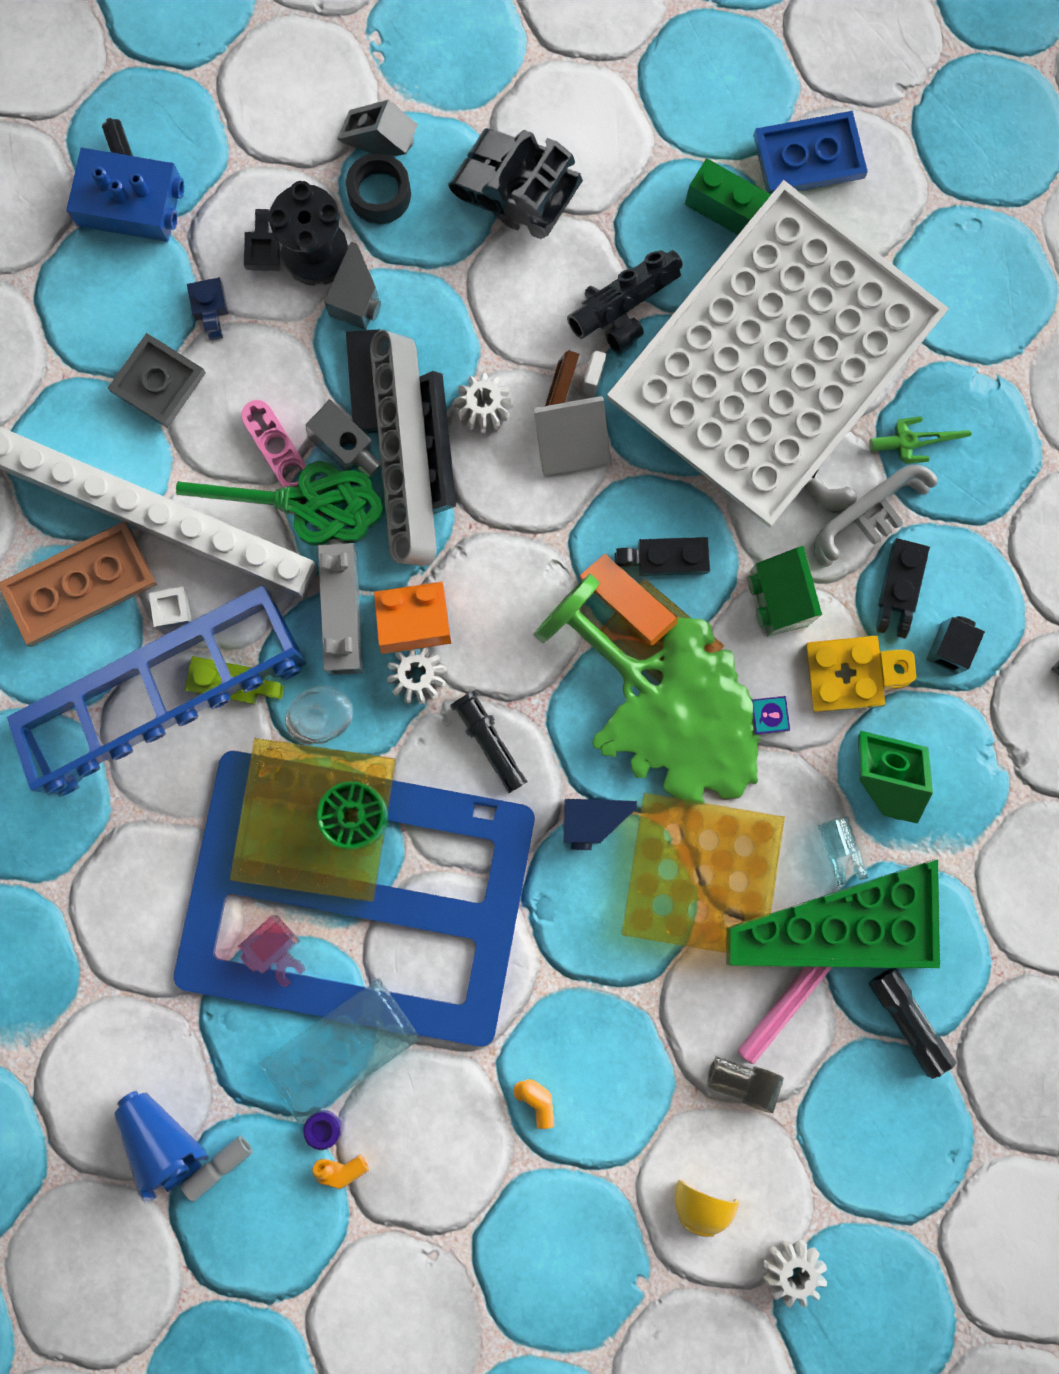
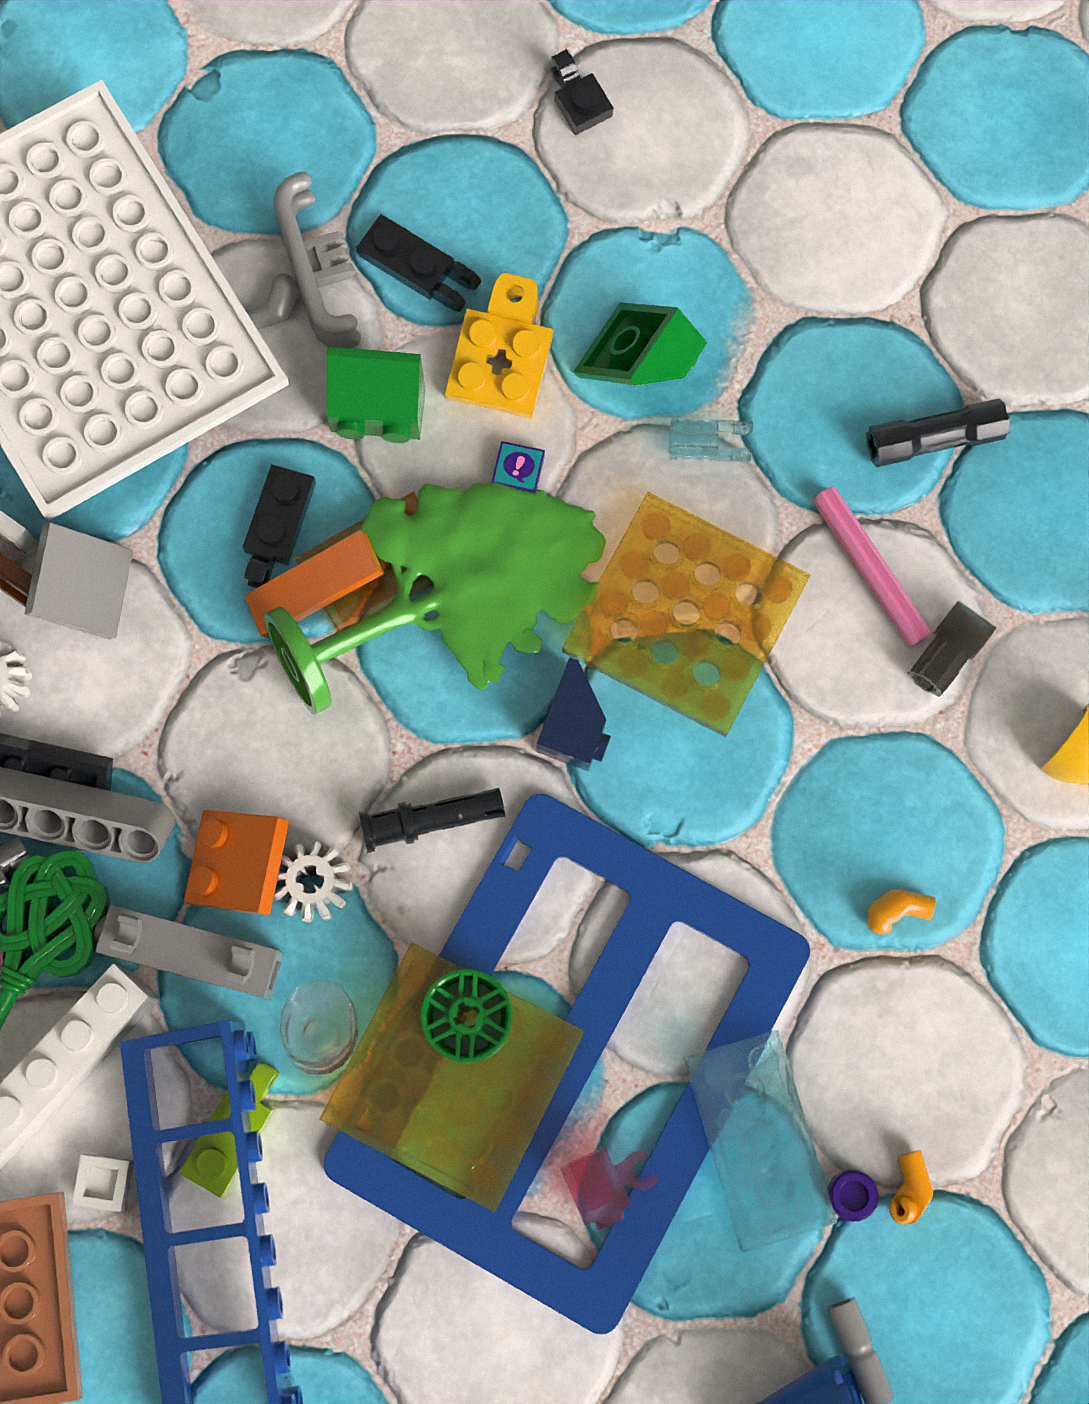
camera: 70 degrees left, 5 degrees down
(865, 925) = (807, 447): green wing -> none
(907, 440) = (241, 194): bright green piece -> none
(956, 644) = (509, 226): black brick -> none

